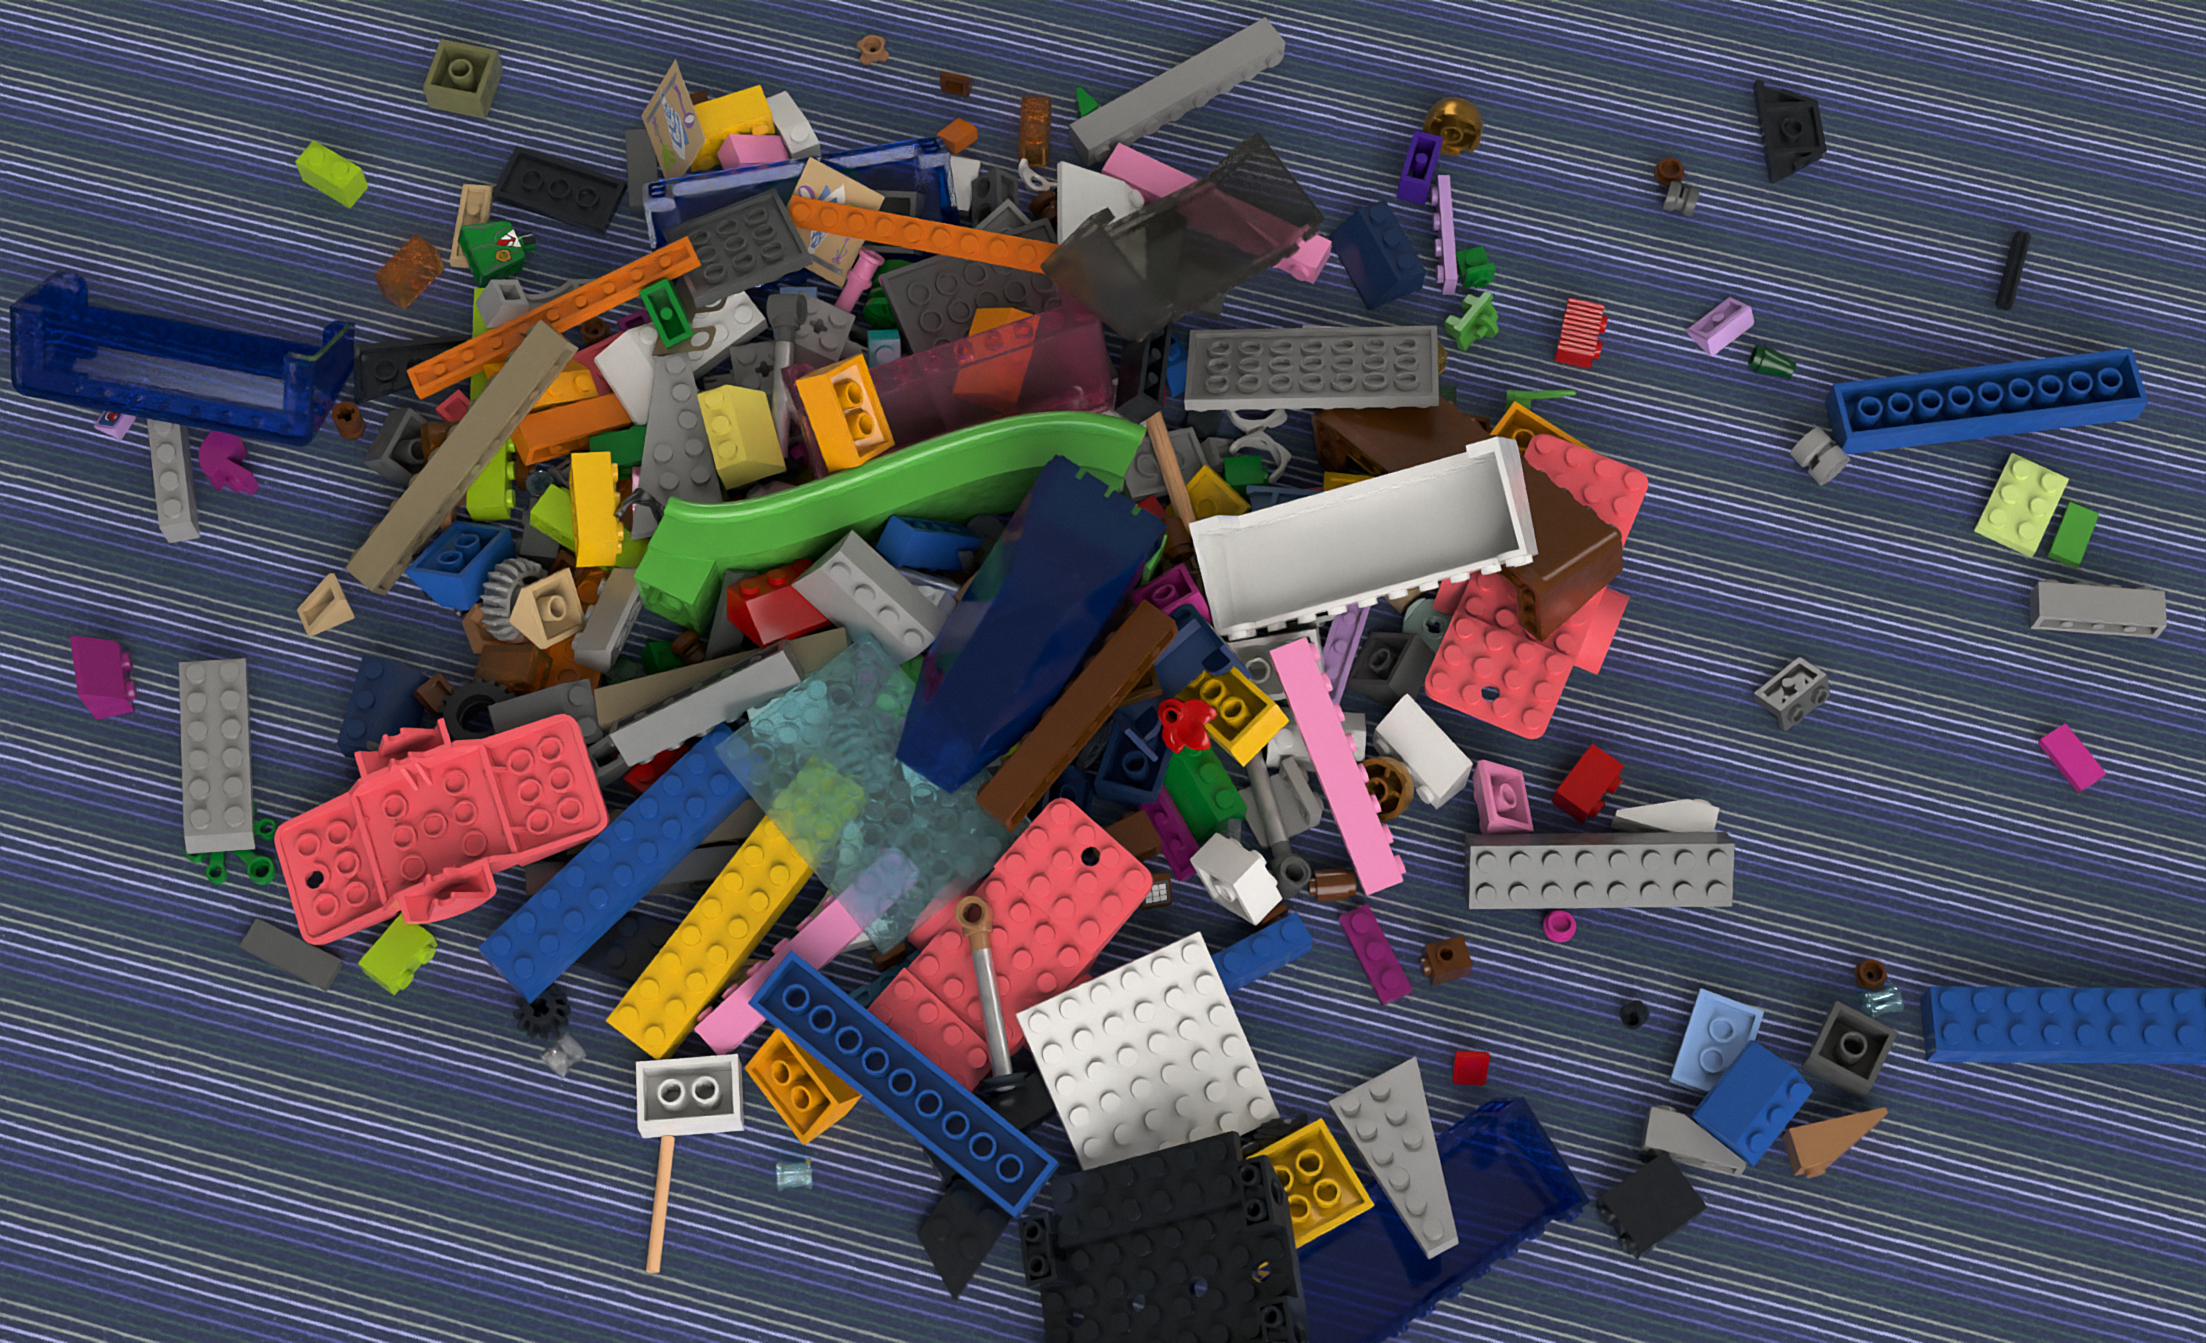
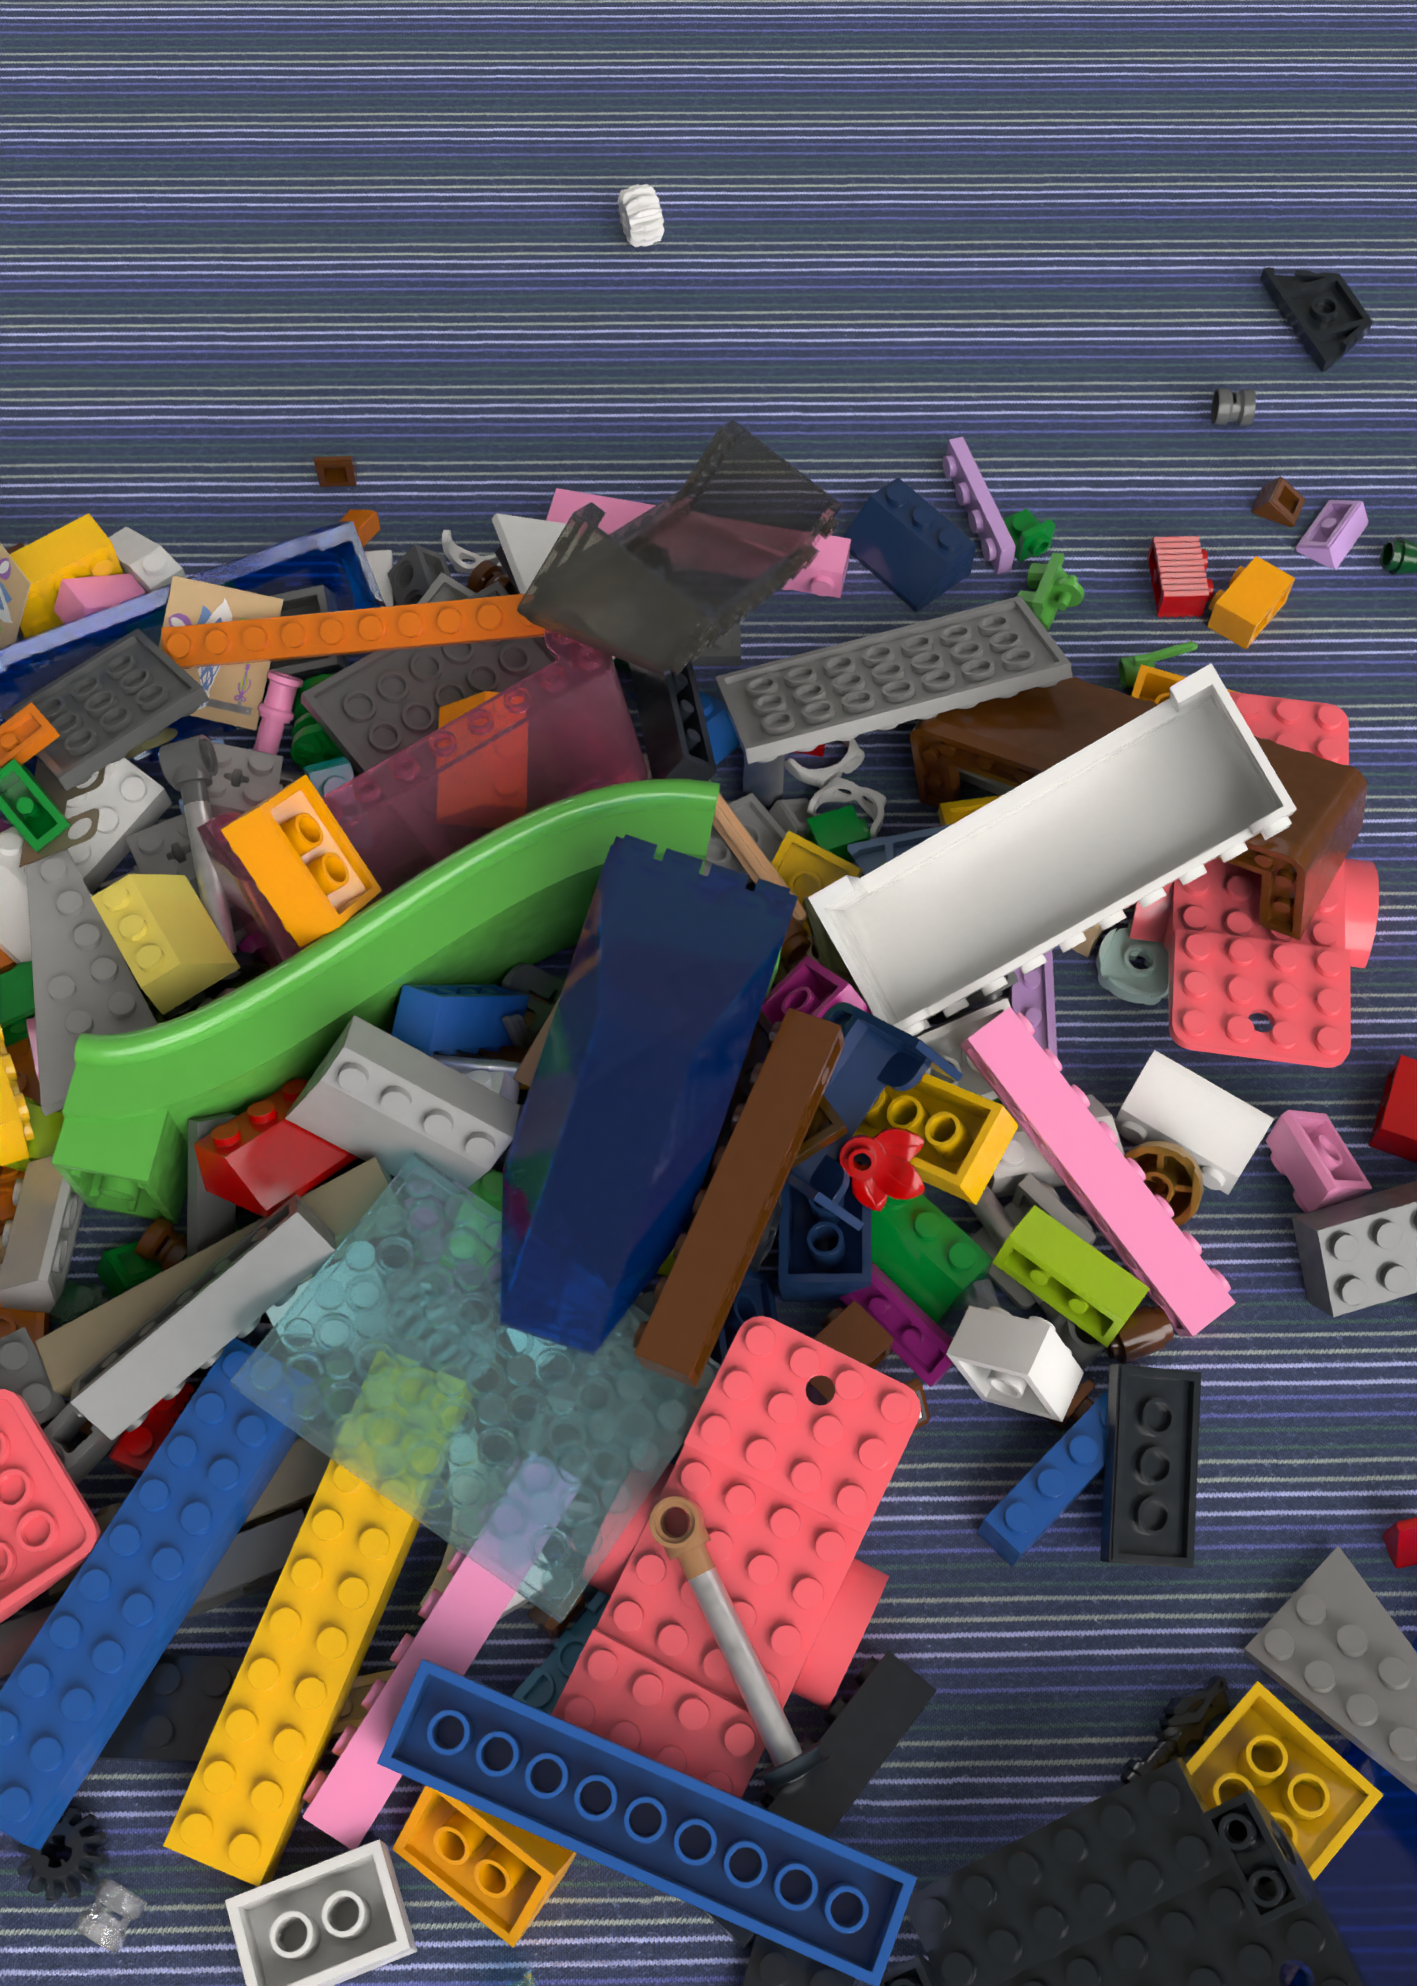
camera: 15 degrees left, 5 degrees down
(643, 498) = (41, 1052): black cap -> none
(875, 43) = (222, 457): medium nougat plate -> none
(1035, 130) = (449, 499): clear orange brick -> none
(1084, 103) = (503, 464): green slope -> none
(1147, 1057) = (982, 1672): white plate -> none
(1177, 91) = (606, 421): light grey brick -> none
(1293, 831) = (1070, 1275): none -> lime brick
(1305, 969) = (1151, 1466): none -> black tile
(1374, 955) = (1235, 1422): magenta plate -> none
(1391, 667) = (1107, 1026): dark grey slope -> none
(1419, 167) = (923, 438): dark purple brick -> none
(1445, 960) = (1326, 1396): reddish brown brick -> none
(1457, 123) = (946, 386): pearl gold cylinder -> none
(1627, 368) = (1249, 602): none -> light orange brick
(1668, 170) = (1204, 382): reddish brown plate -> none
(1688, 290) = (1279, 502): none -> reddish brown slope

